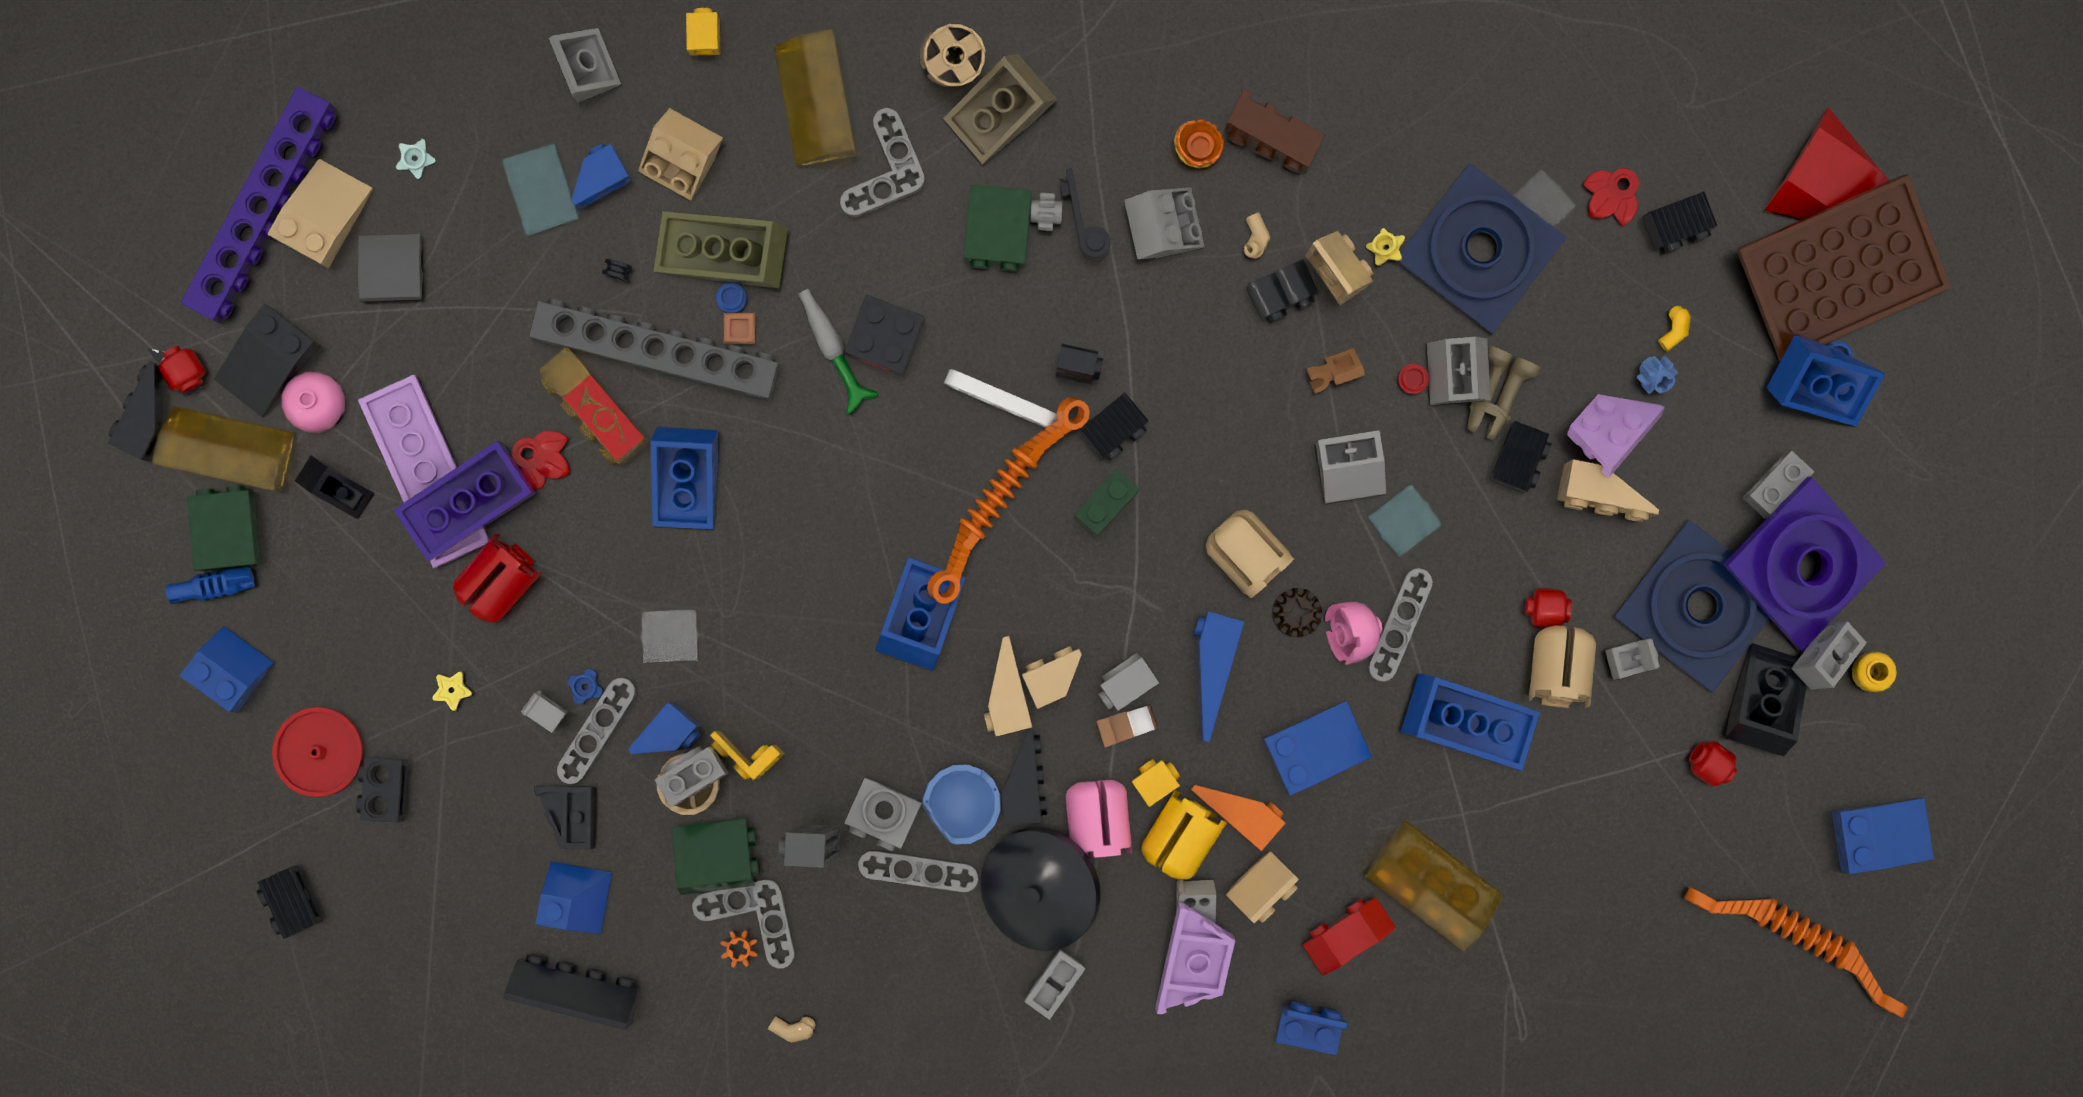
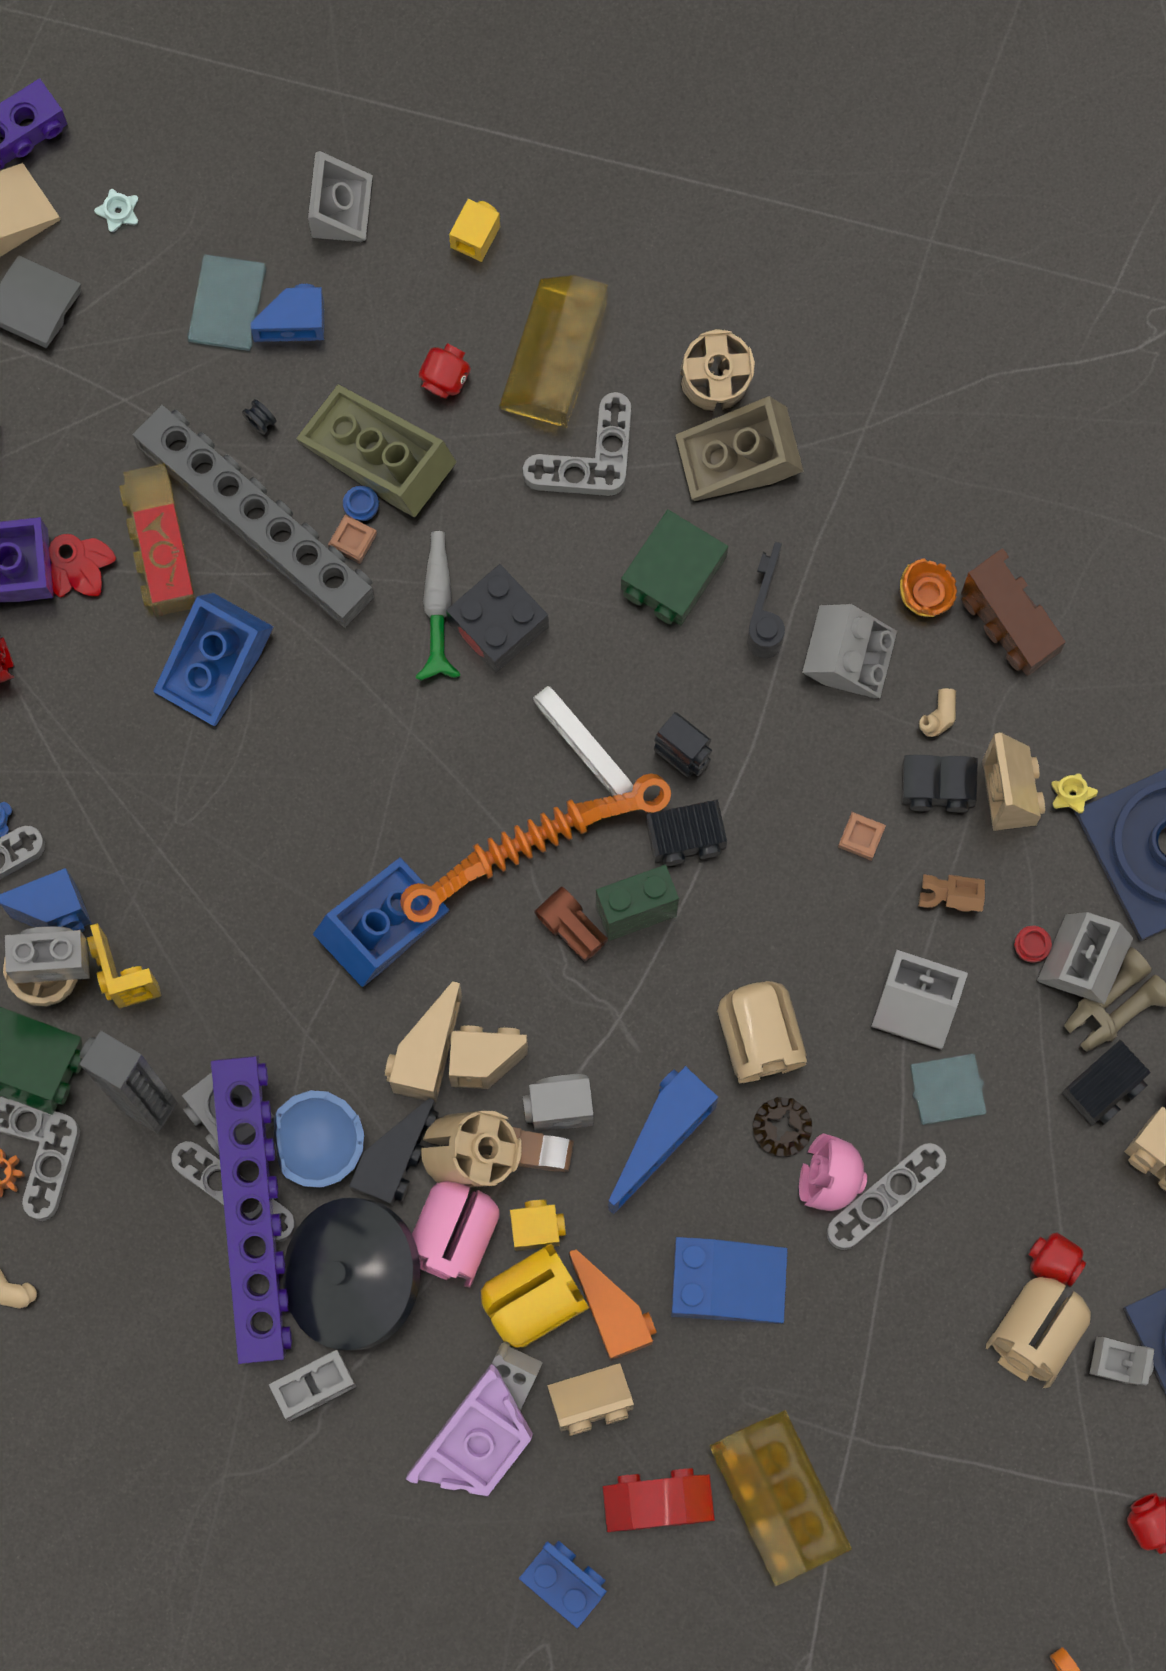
camera: 30 degrees right, 10 degrees down
(669, 636) = (109, 812): clear piece -> none
(679, 153) = (386, 334): tan slope -> none
(740, 160) = (444, 371): none -> red head
(994, 975) = (251, 1343): none -> dark purple brick
(1046, 211) = (732, 577): light grey gear -> none
(1056, 539) = (565, 917): none -> copper piece
(1073, 744) = (468, 1137): none -> tan cylinder
(1244, 361) = (861, 836): none -> nougat tile
(1470, 721) = (910, 1339): blue slope -> none

